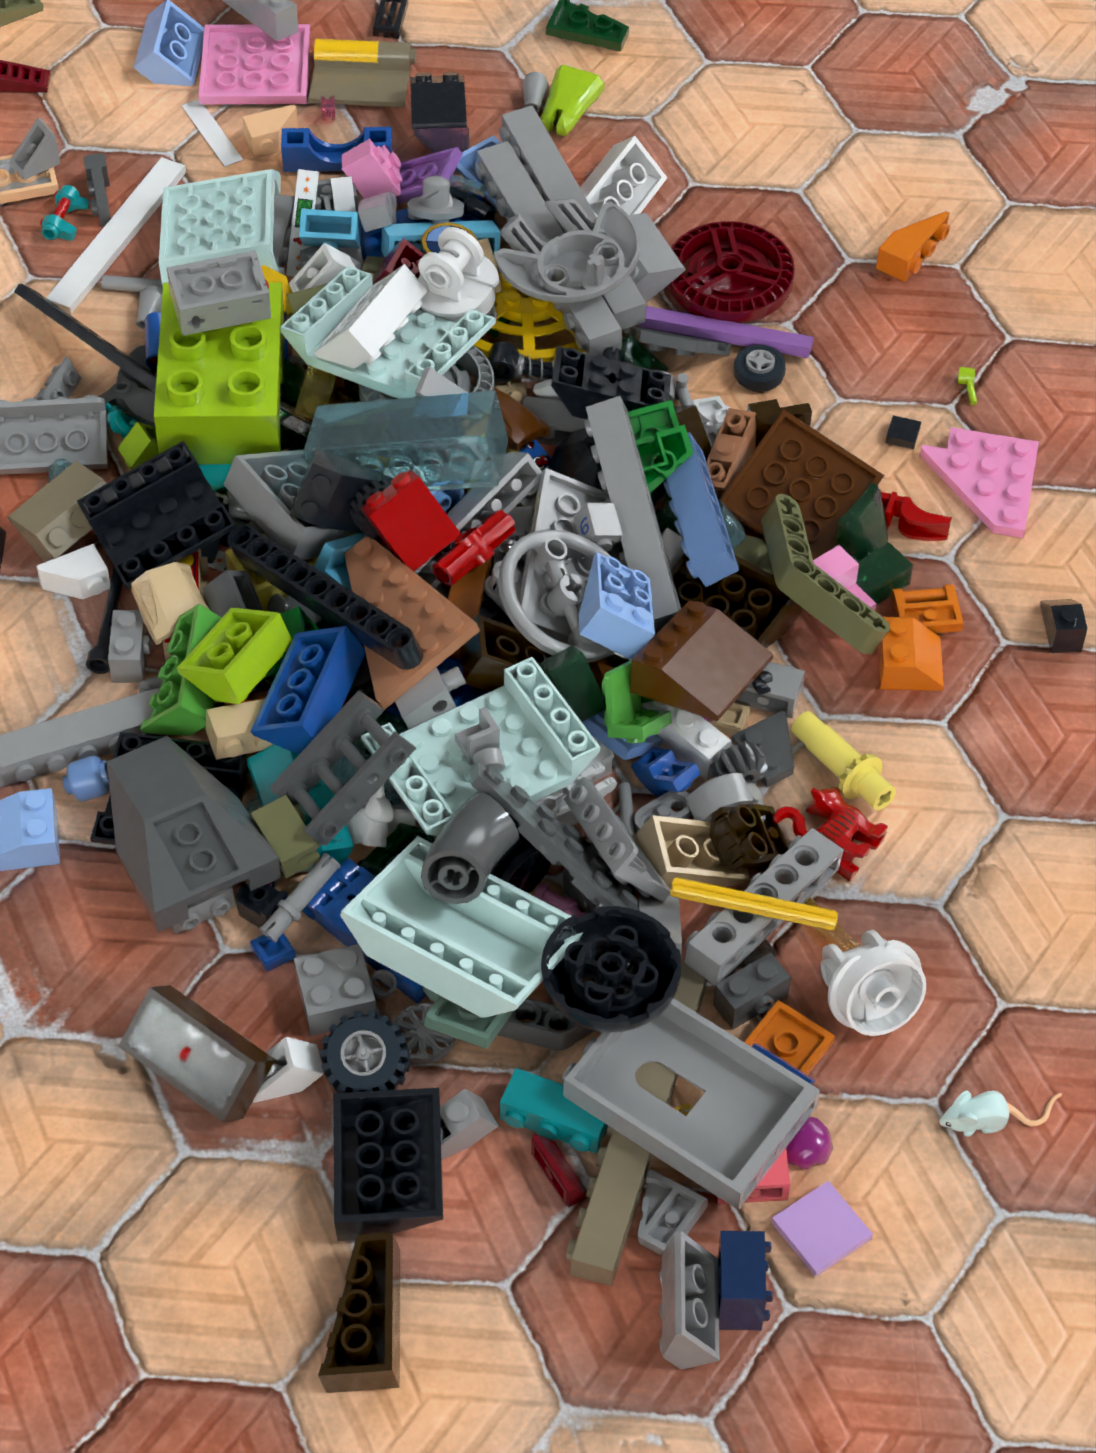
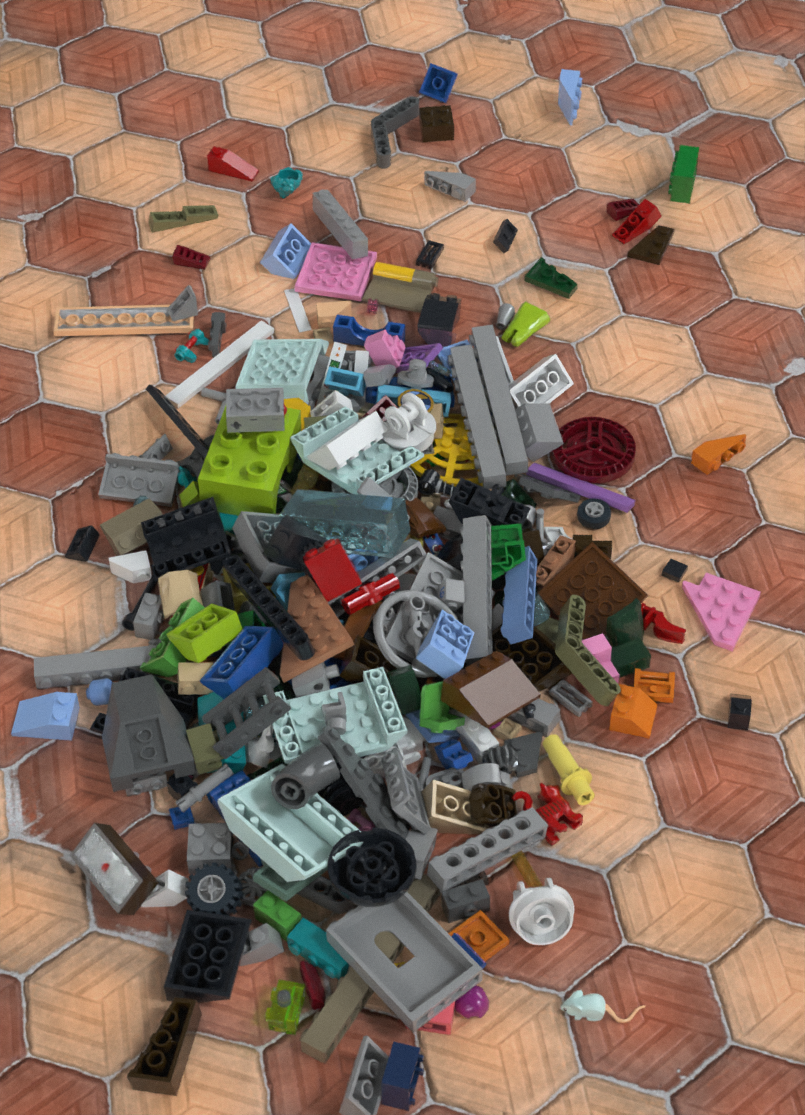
camera: 15 degrees right, 5 degrees down
(264, 162) = (323, 333): none -> tan tile
(469, 1068) = (276, 913): none -> bright green brick
(529, 1211) = (286, 1006): none -> clear neon green piece
(577, 265) = (489, 428): light grey piece -> none
(667, 1210) = (372, 1023): light grey wing -> none
(754, 903) = (477, 846): yellow axle -> none
(807, 654) = (568, 700): none -> light grey tile
(821, 1228) = (465, 1056): lavender tile -> none
(967, 377) = (726, 542): lime hand -> none

